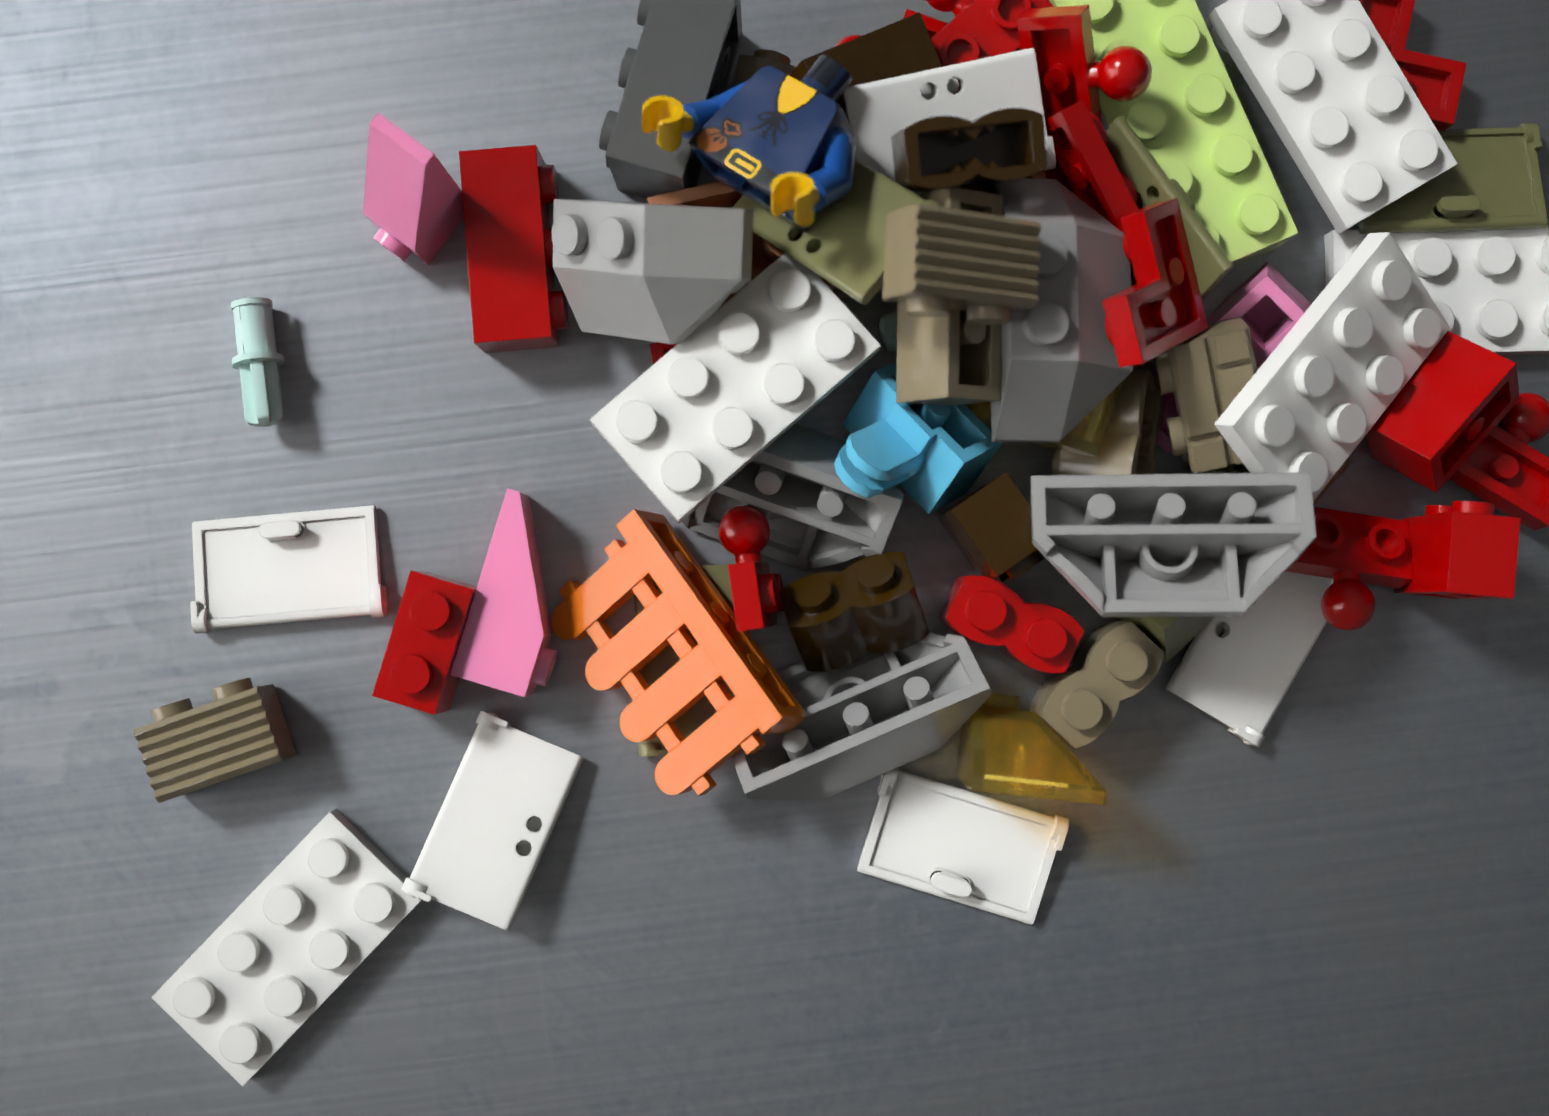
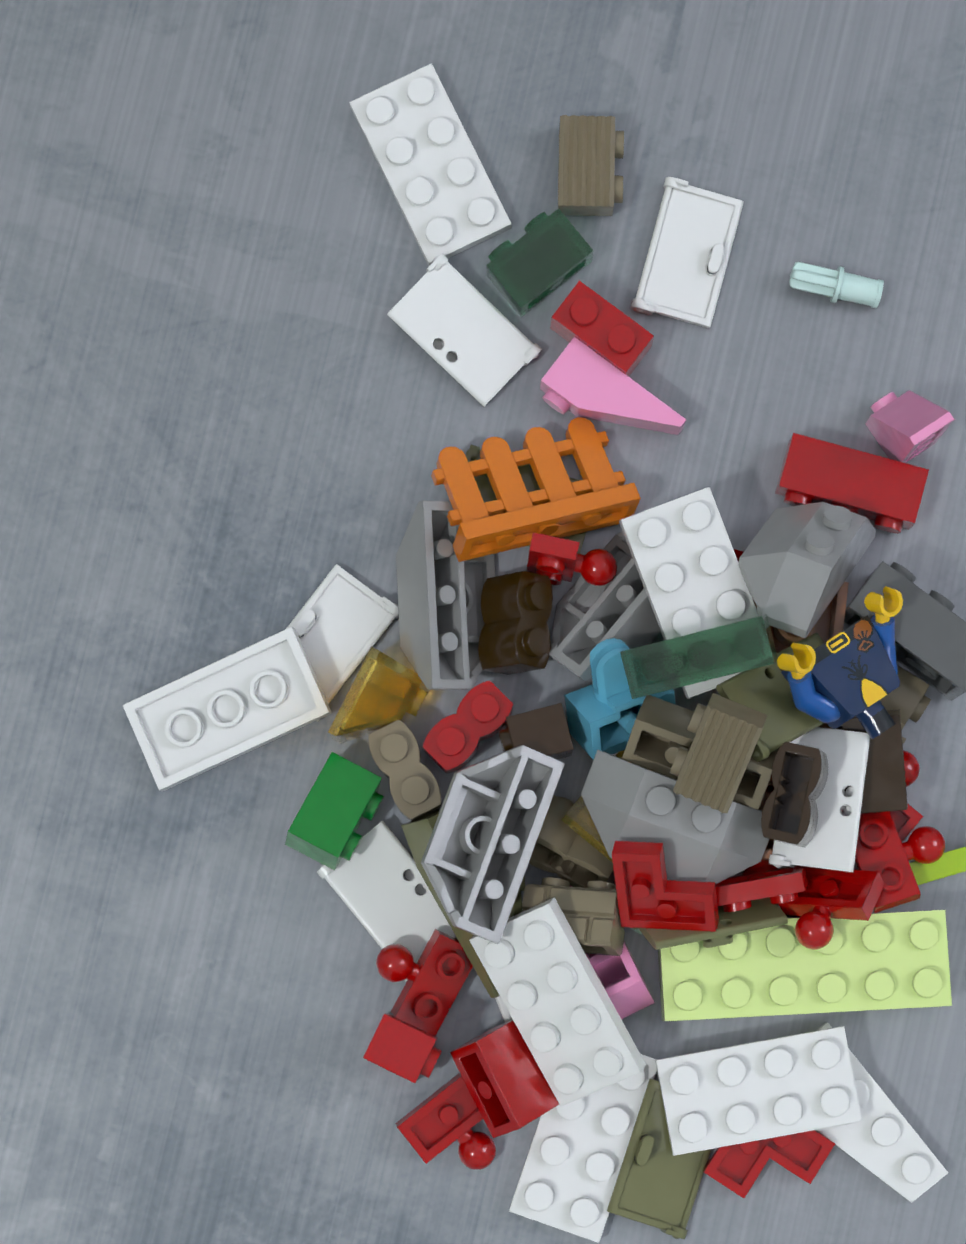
camera: 115 degrees right, 5 degrees down
(365, 758) = (538, 261): none -> clear green brick
(833, 341) = (699, 656): none -> clear green brick
(1101, 943) = (227, 709): none -> white plate
(1184, 755) = (333, 812): none -> green brick

